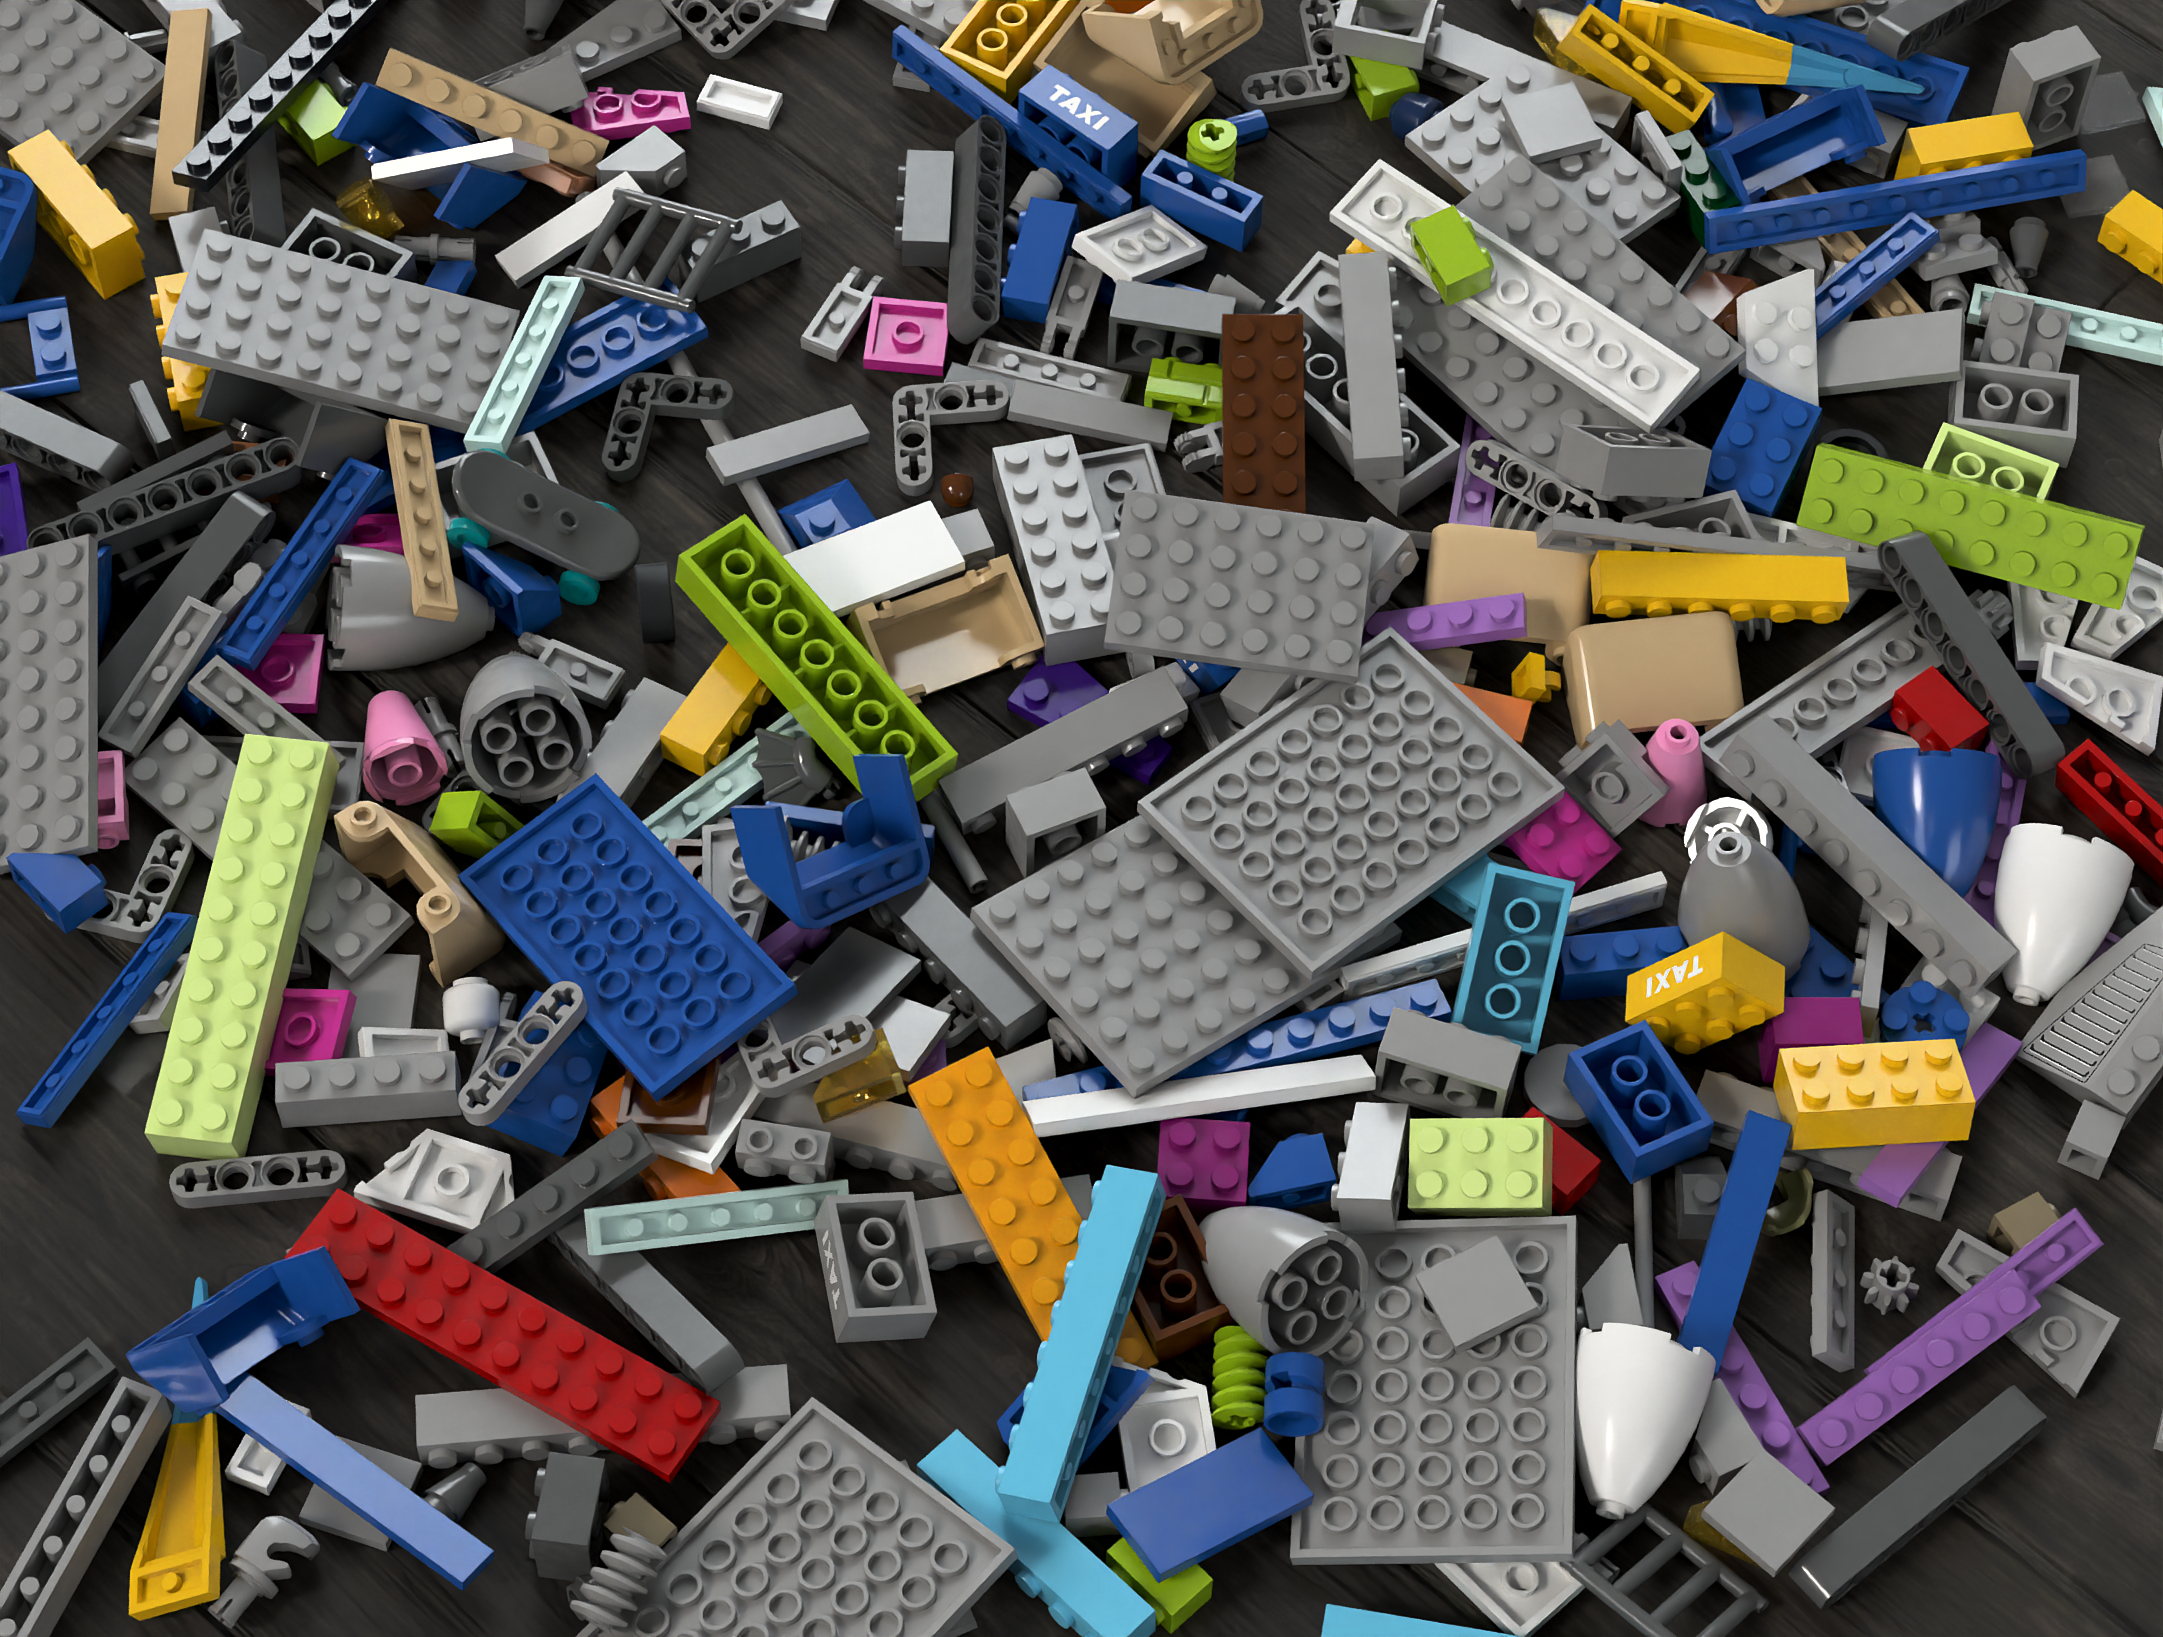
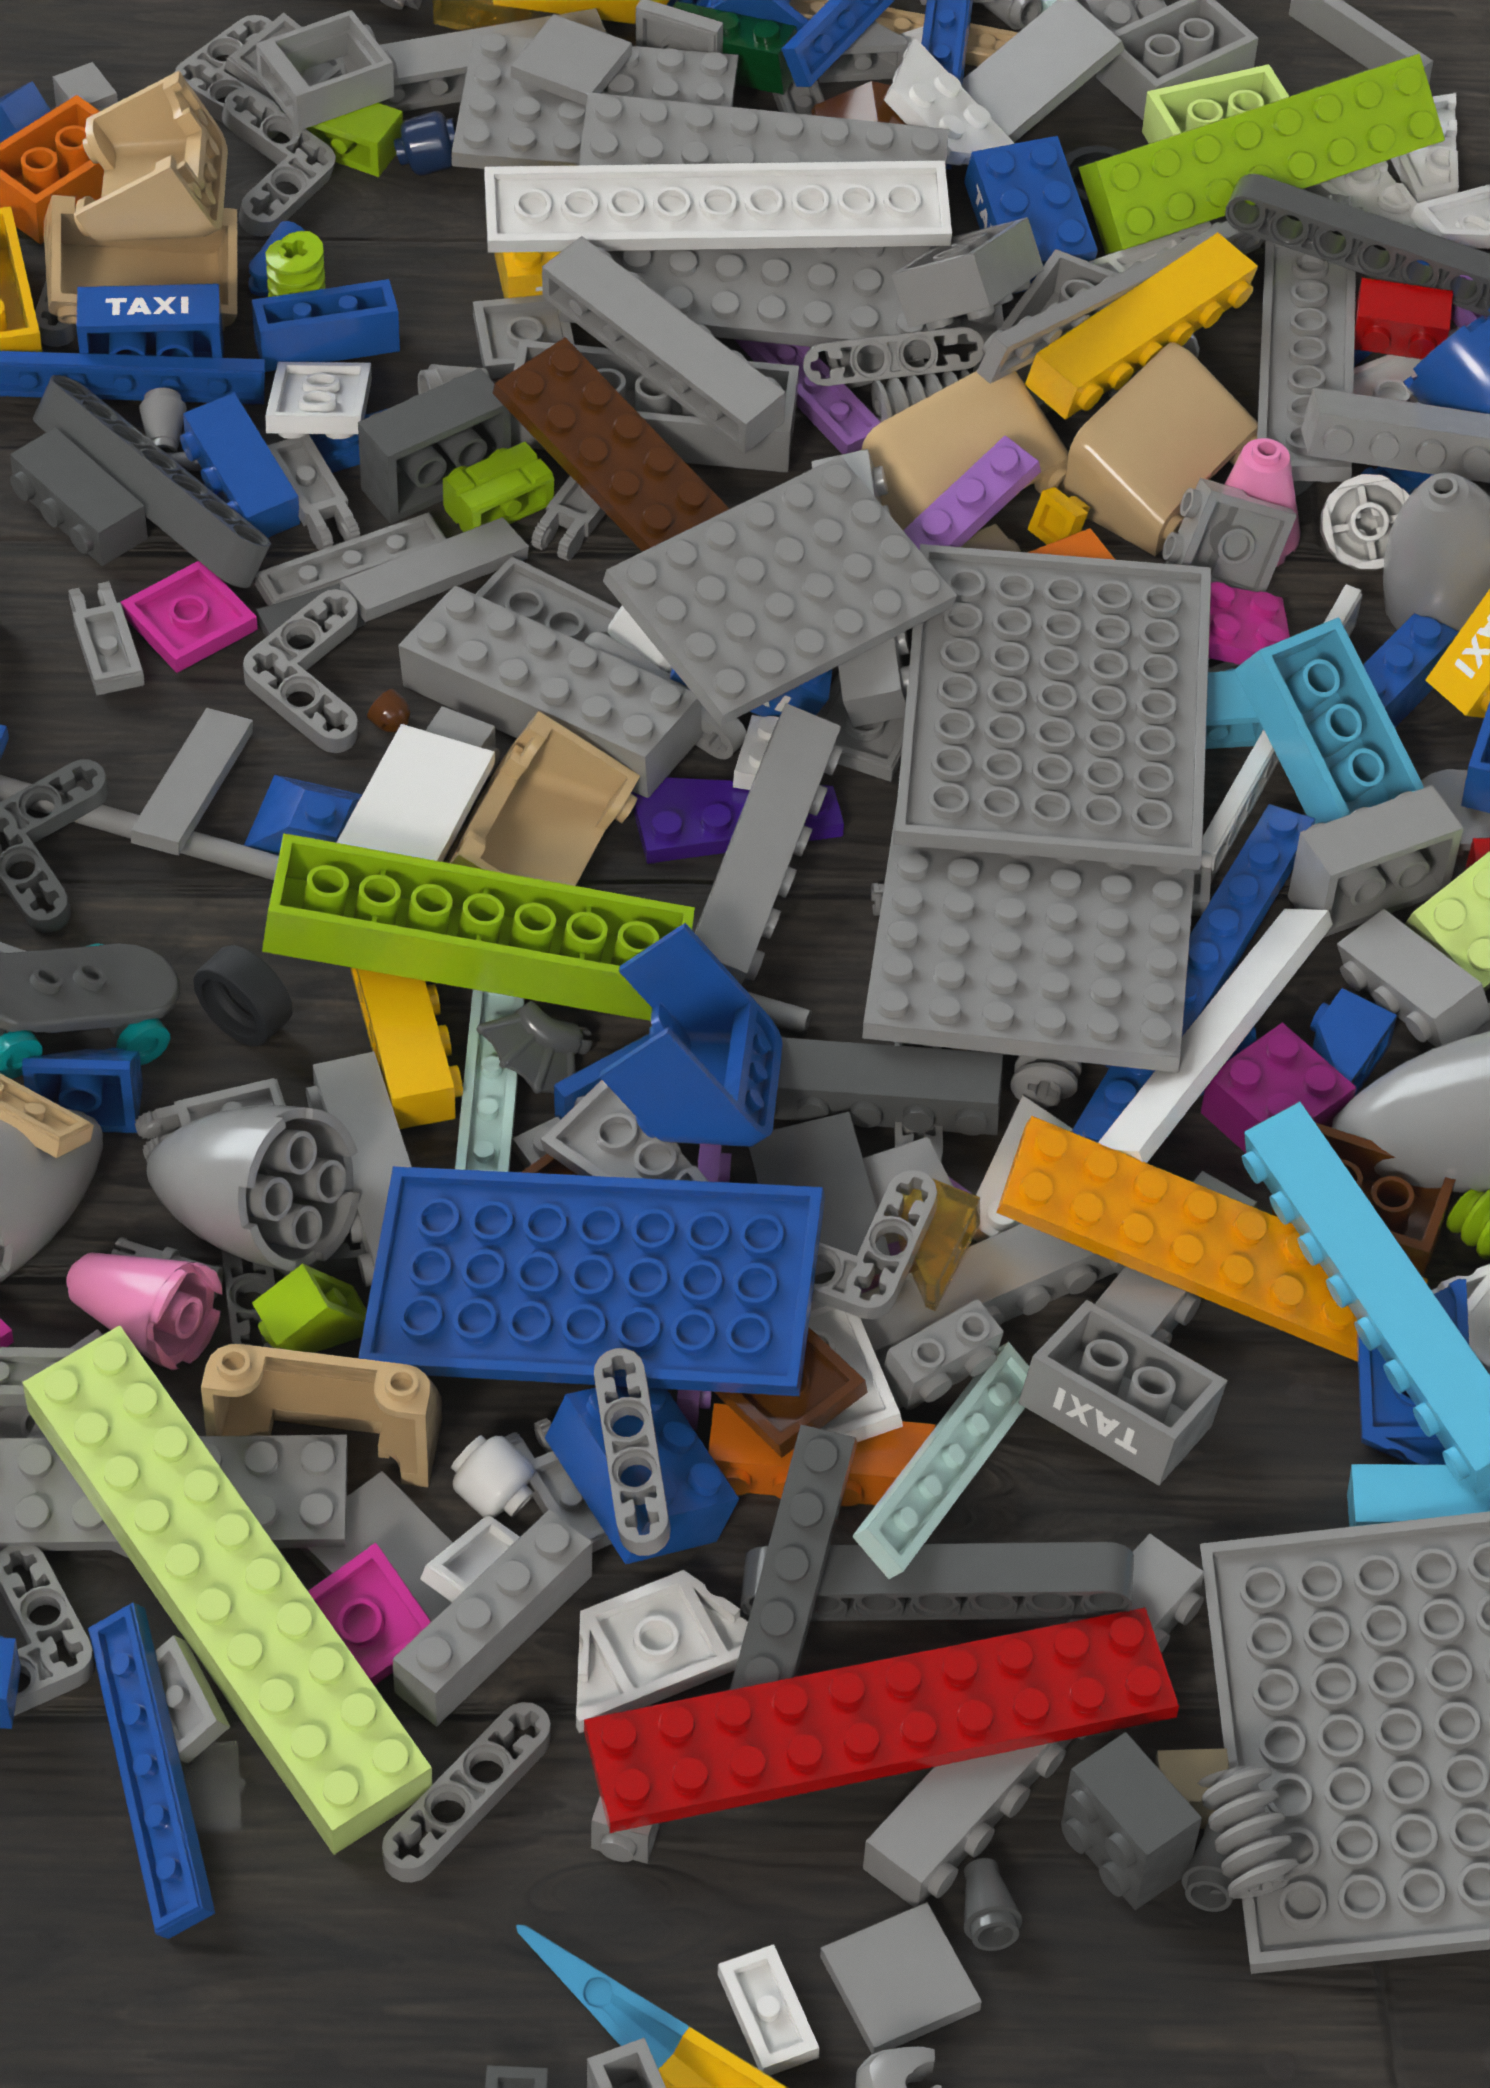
camera: 45 degrees left, 5 degrees down
(241, 1327) = (624, 1896): blue windscreen -> none
(355, 1481) = (864, 1969): tile -> none
(1053, 819) = (826, 912): light grey brick -> none
(1451, 255) = (644, 201): lime brick -> none

